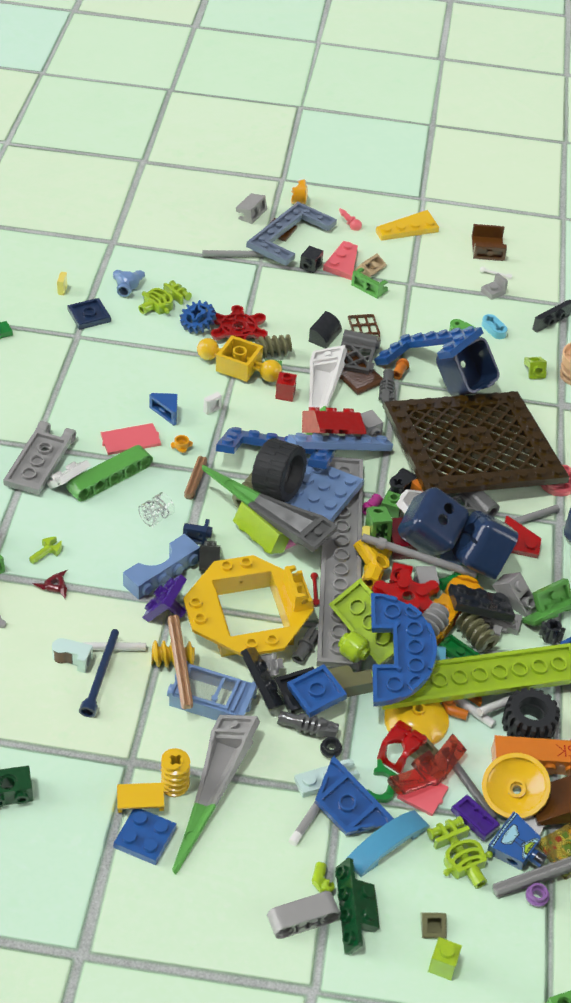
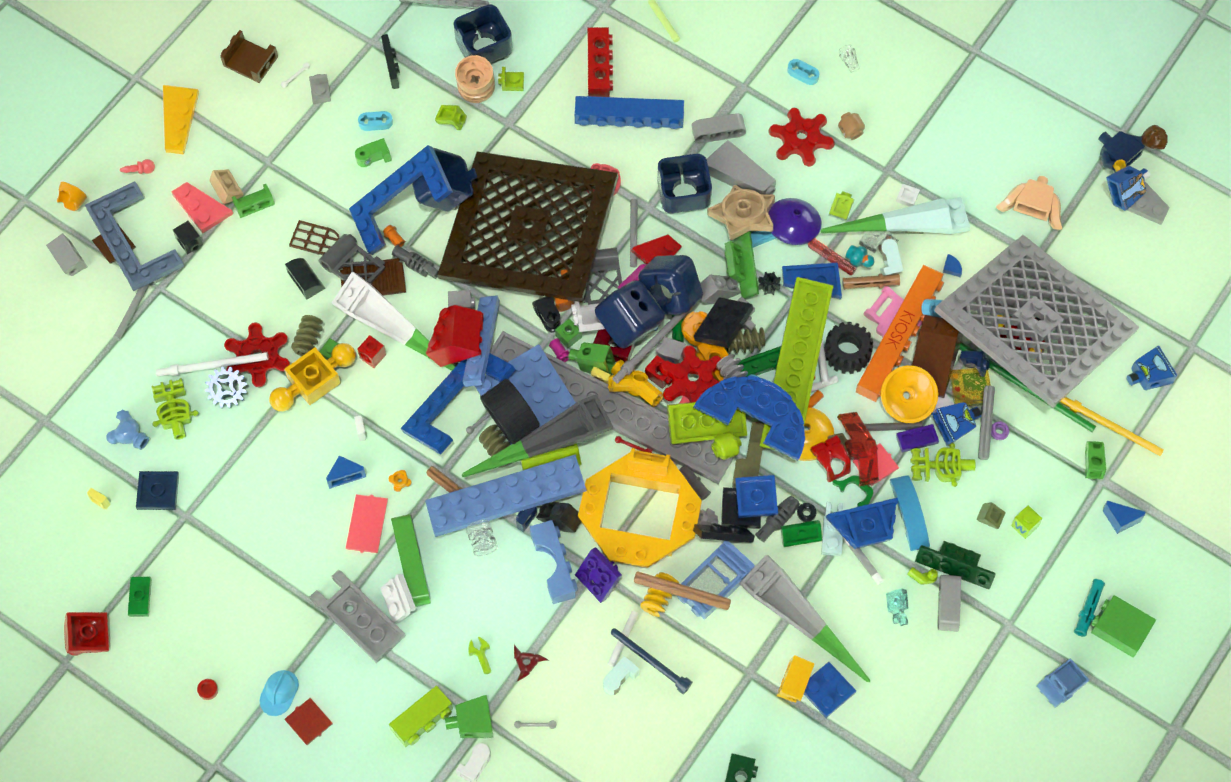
camera: 60 degrees left, 20 degrees up
(175, 772) = (788, 641): yellow piece -> none
(197, 290) = (176, 369): none -> white bar
(206, 509) = (505, 495): none -> medium blue plate
(274, 864) = (896, 603): none -> clear light blue plate
(303, 748) = (801, 533): none -> green plate

